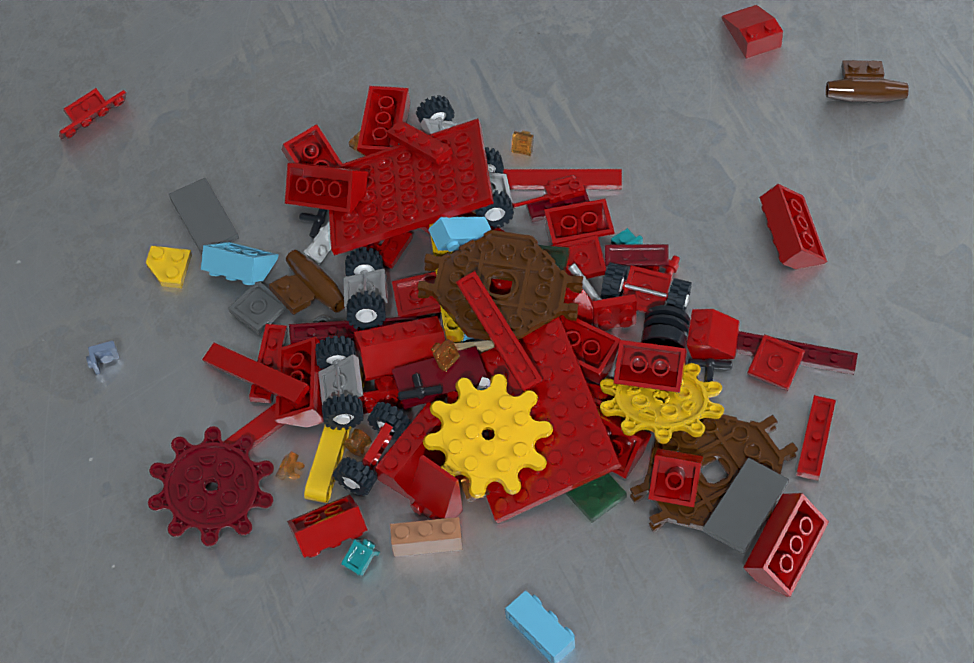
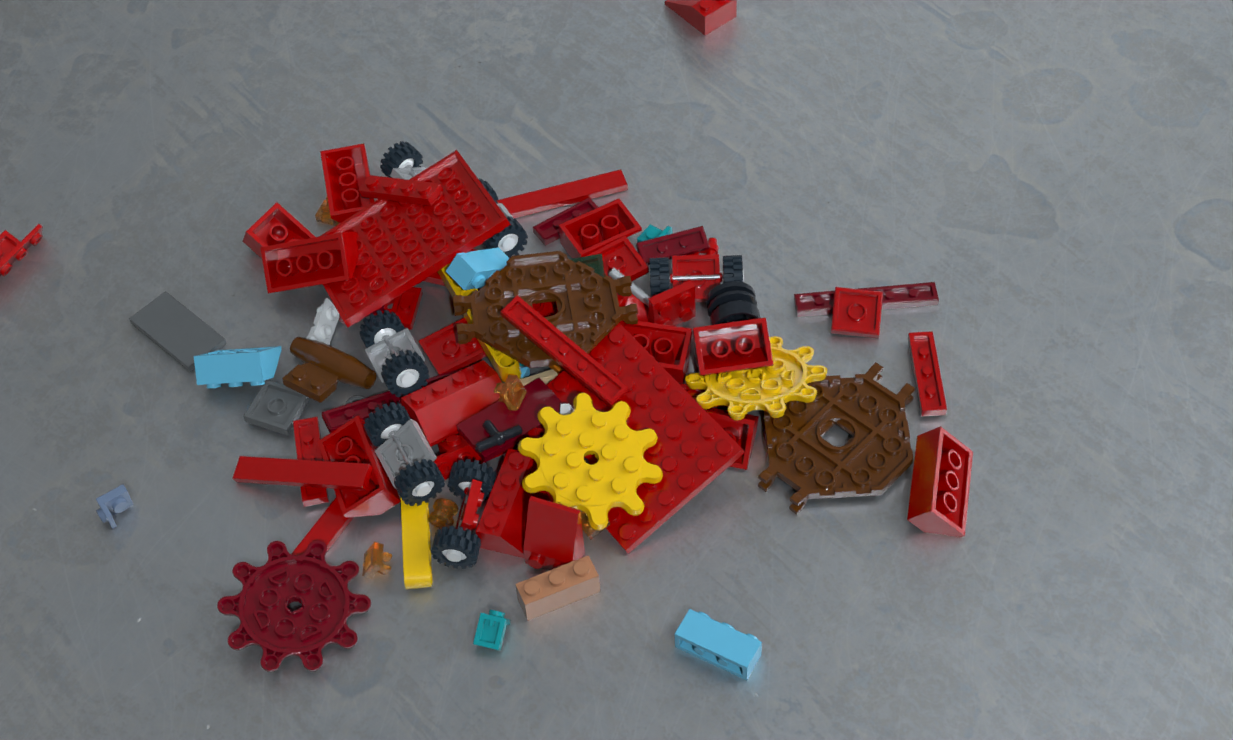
camera: 20 degrees left, 5 degrees down
(169, 265) = (156, 392): yellow plate -> none
(317, 221) = (310, 302): black piece -> none
(327, 526) = (443, 609): red slope -> none
(522, 143) = (506, 170): clear orange tile -> none
(558, 190) = (565, 205): red piece -> none
(597, 496) = (724, 495): clear green plate -> none
(675, 477) = (803, 449): red slope -> none
(711, 364) = (790, 334): black piece -> none
(712, 335) = (782, 302): red slope -> none
(745, 505) = (885, 457): dark grey tile -> none
(792, 228) = (819, 181): red slope -> none
(865, 83) = (836, 29): reddish brown plate -> none

